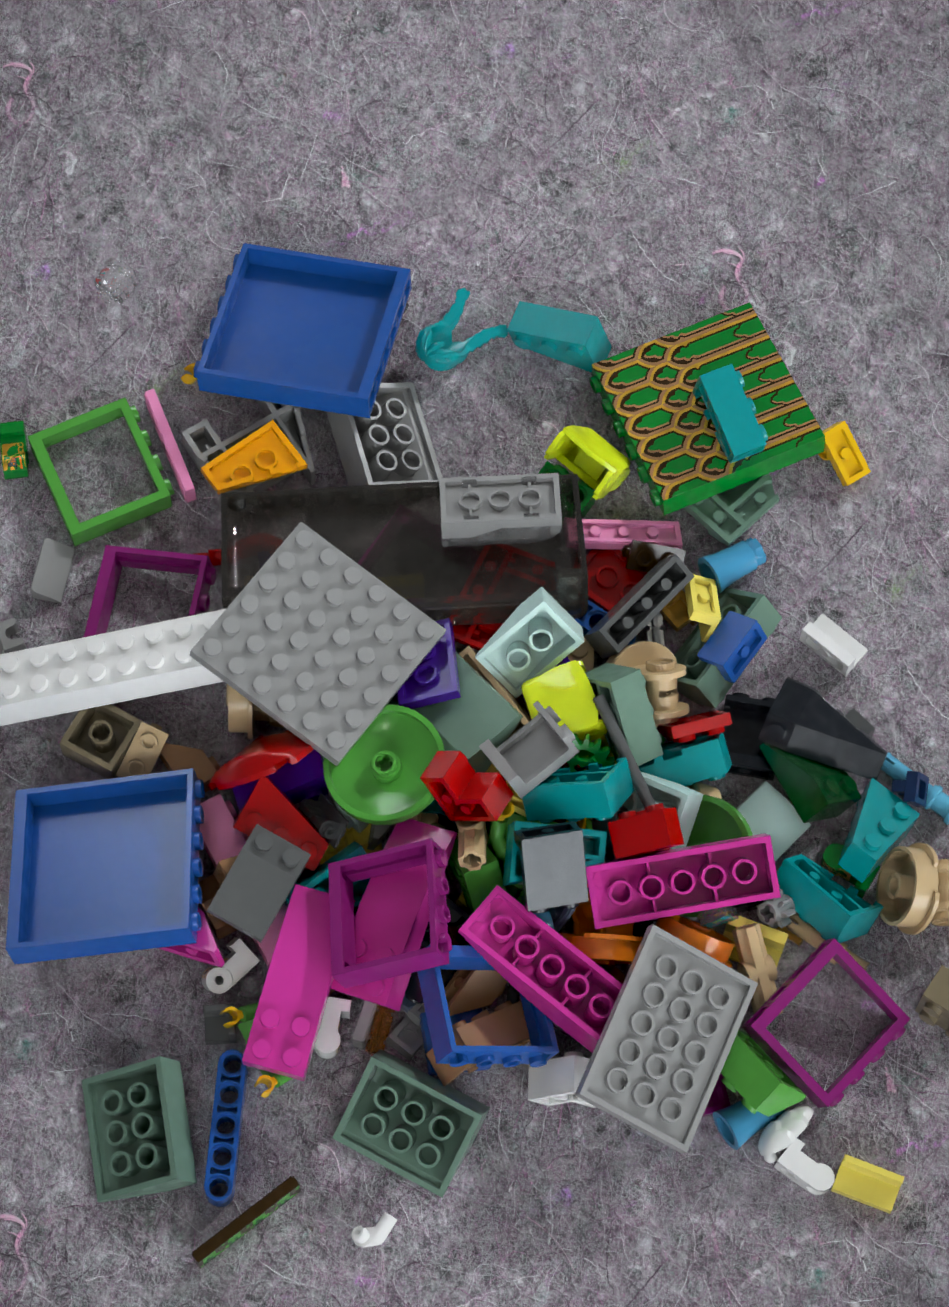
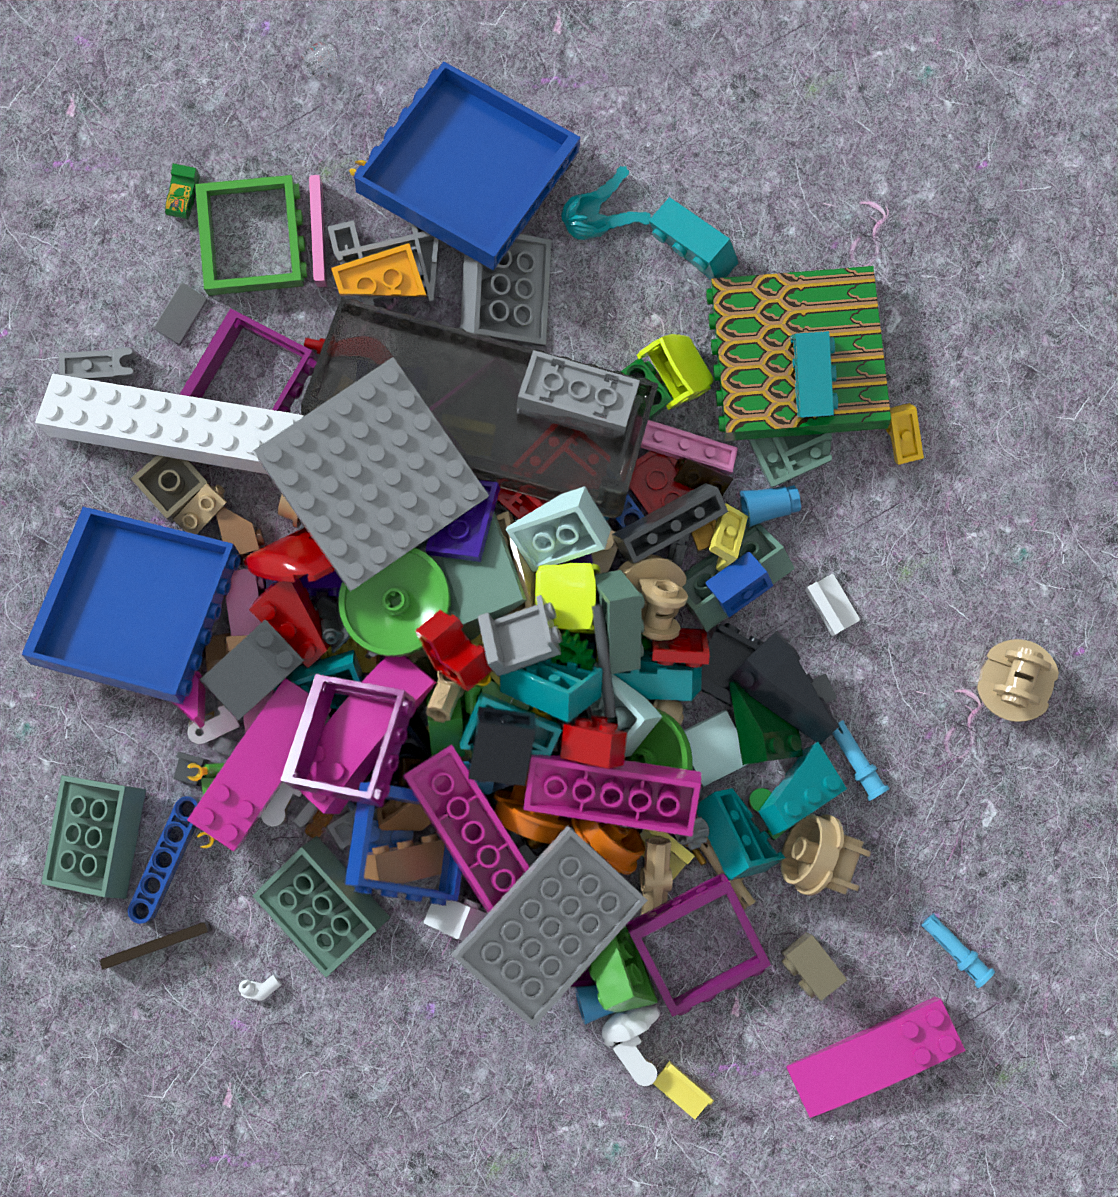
camera: 20 degrees right, 15 degrees up
(913, 788) = (849, 764): dark blue tile -> none

